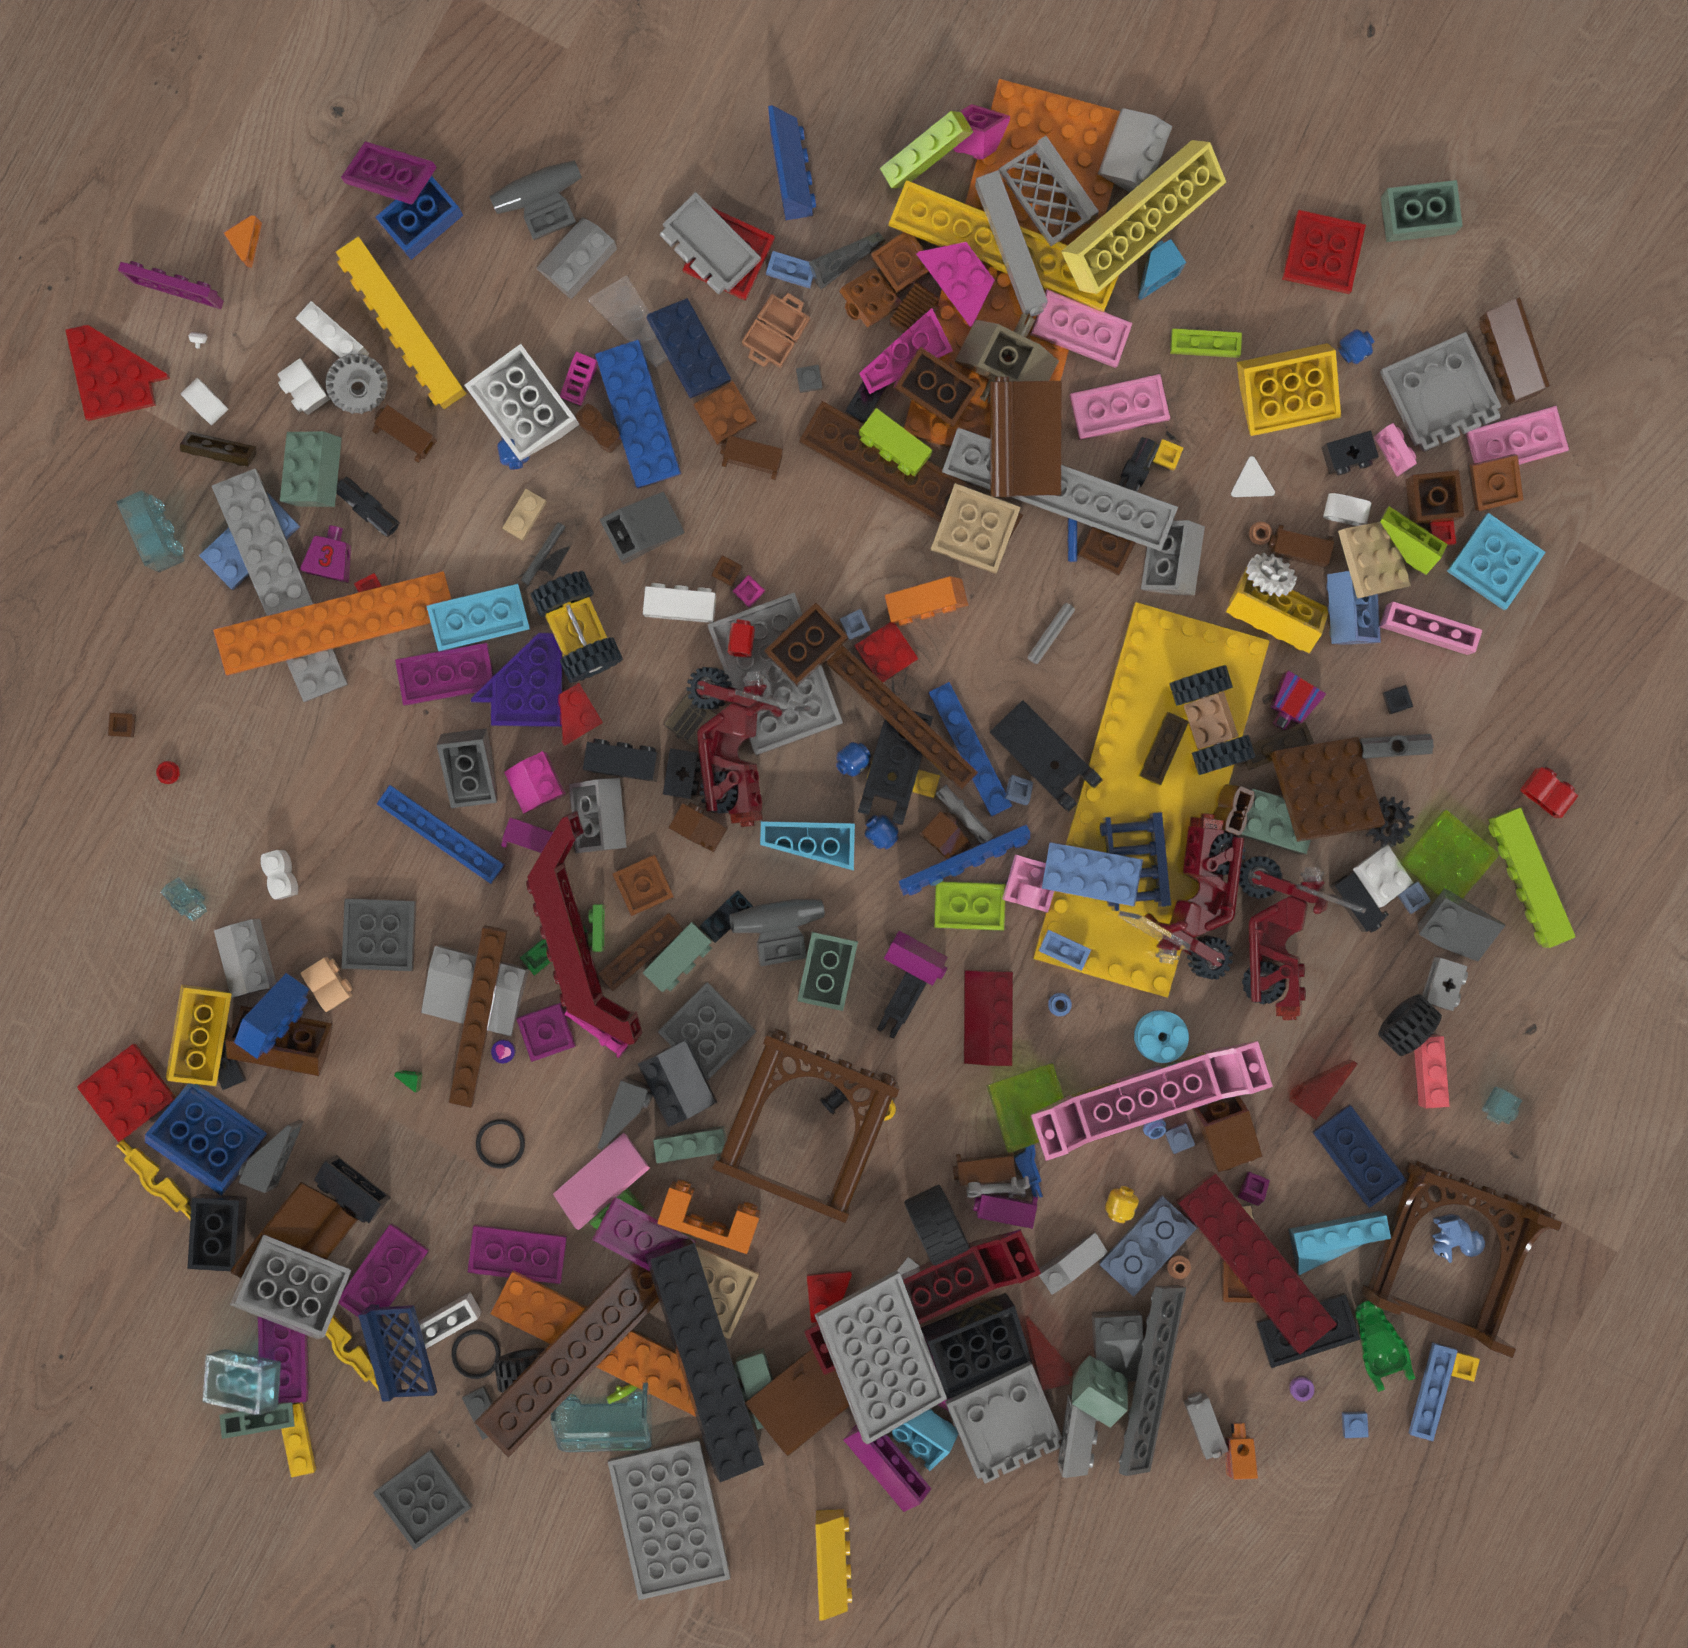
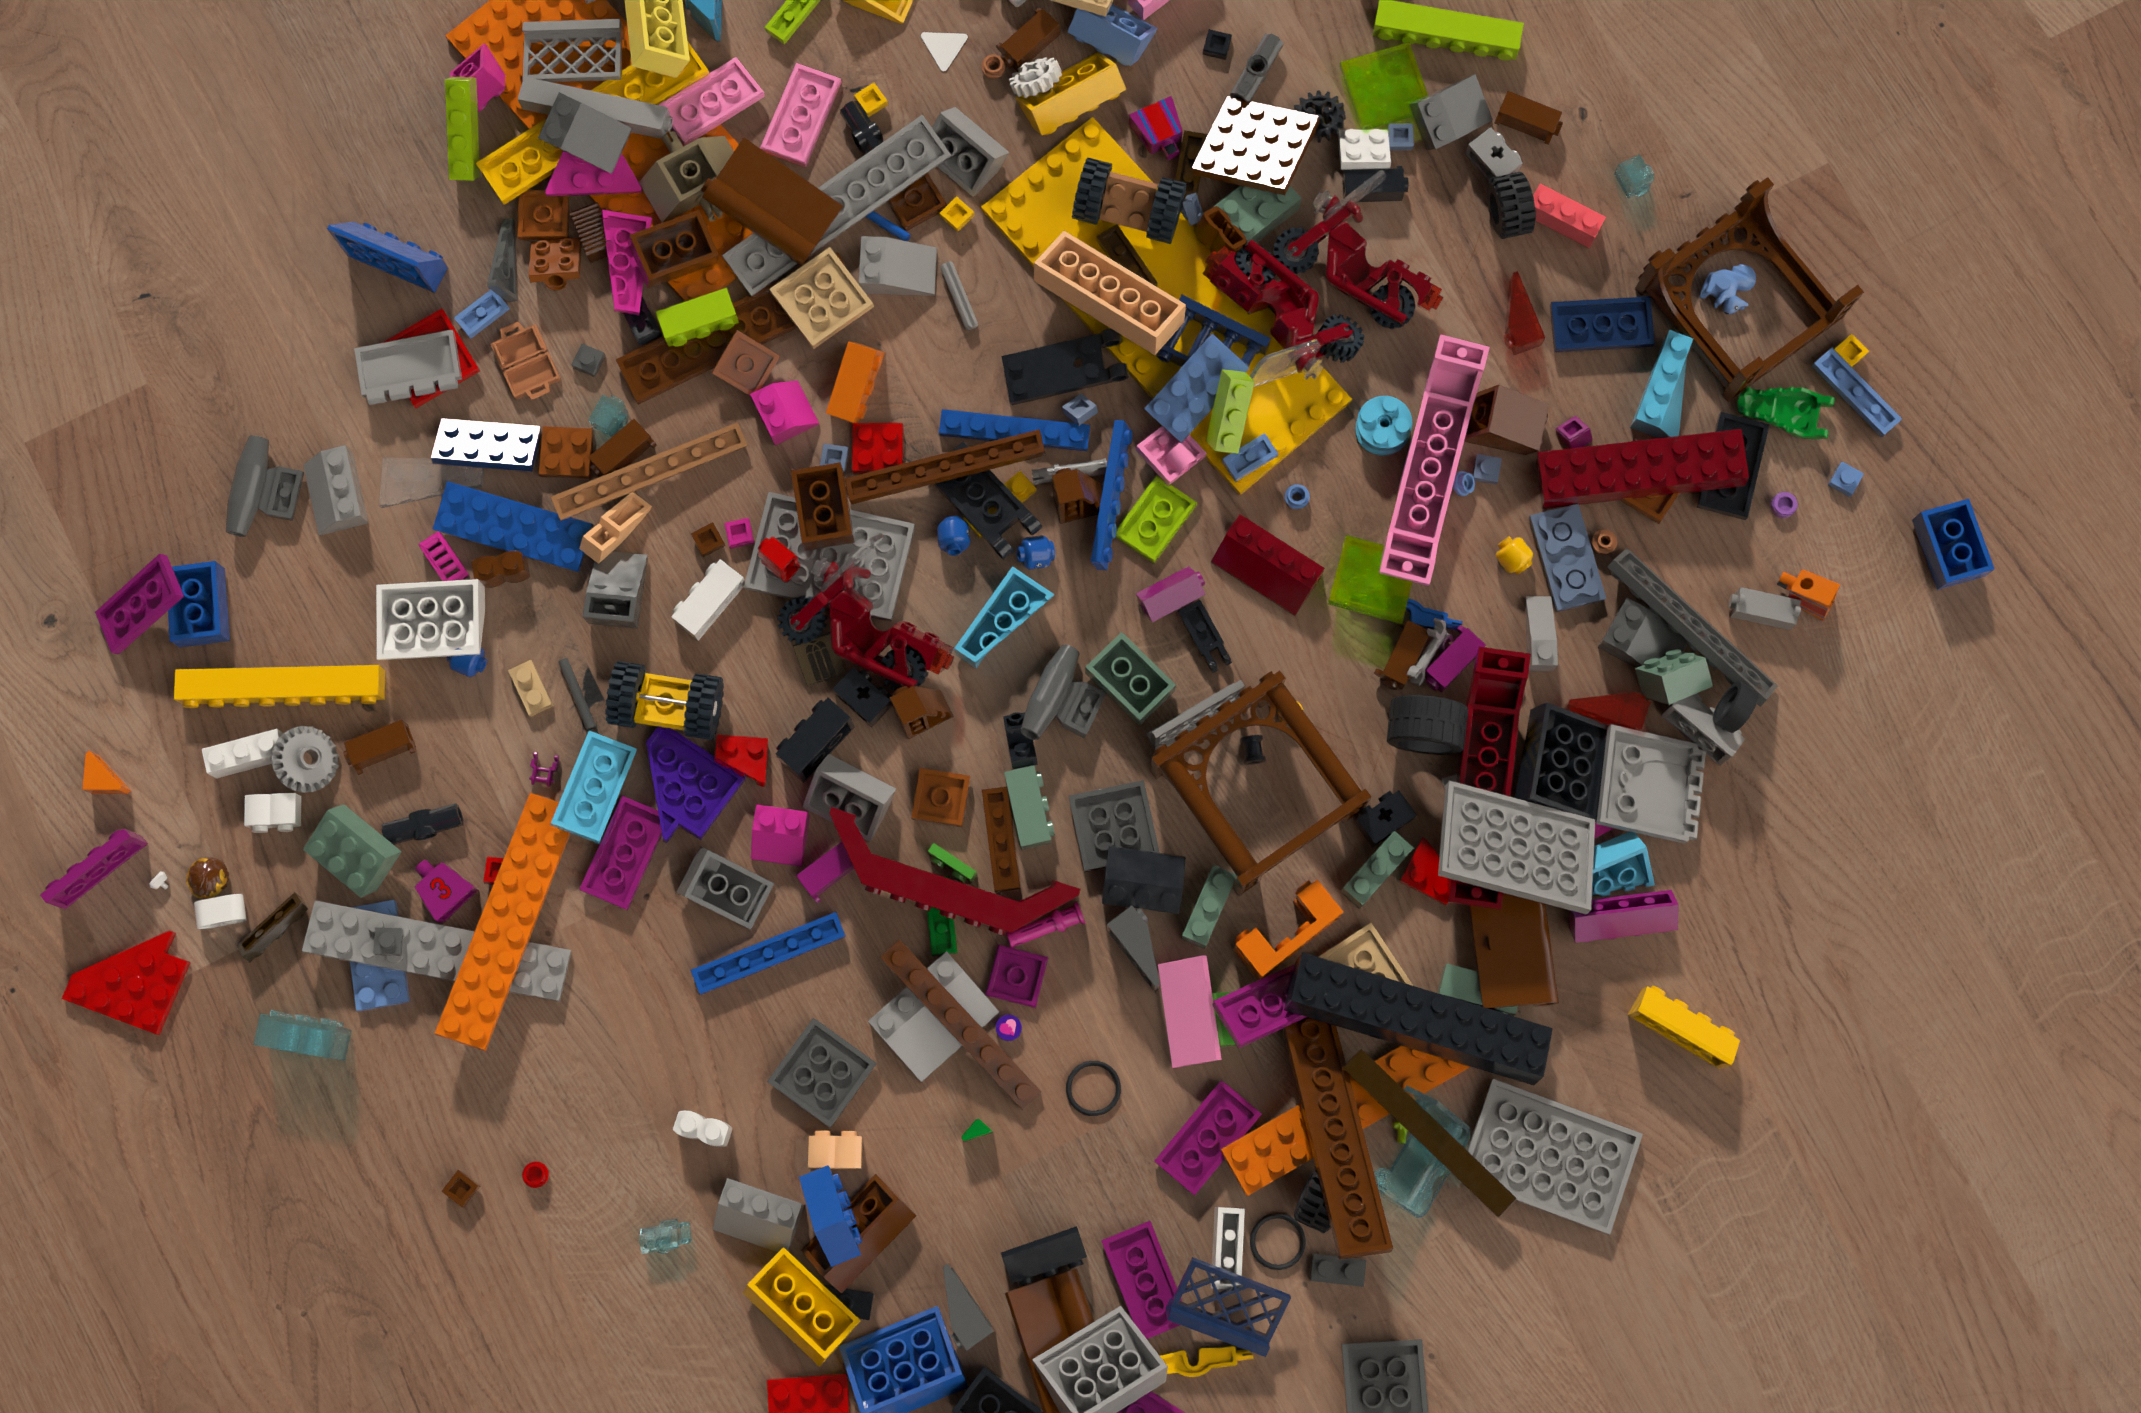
camera: 55 degrees left, 10 degrees down
(223, 373) = (207, 877): none -> reddish brown hair
(259, 545) = (388, 941): none -> dark grey plate
(457, 566) = (534, 778): none -> magenta piece
(623, 1421) = (1429, 1133): none -> dark brown tile
(689, 492) = (614, 527): none -> light nougat slope
(748, 489) = (648, 471): none -> medium nougat plate
(774, 427) = (609, 415): none -> clear light blue brick
(802, 1253) = (1376, 869): none -> sand green brick
(831, 1040) = (1187, 720): none -> light grey fence
(856, 1244) = (1376, 830): none -> black brick
(868, 560) = (784, 410): none -> dark pink slope
(883, 505) = (745, 363): none -> dark orange plate
(982, 252) = (585, 133): none -> dark grey slope
(1042, 569) = (897, 267): none -> light grey slope
(1088, 913) = (1230, 411): none -> lime brick
(1104, 1455) = (1735, 707): none -> black tyre
(1117, 587) = (957, 214): none -> yellow plate
(1124, 755) = (1109, 292): none -> light nougat brick
(1241, 772) = (1192, 209): none -> sand blue plate
(1353, 1543) = (1953, 544): none -> blue brick
(1497, 990) = (1529, 117): none -> reddish brown brick

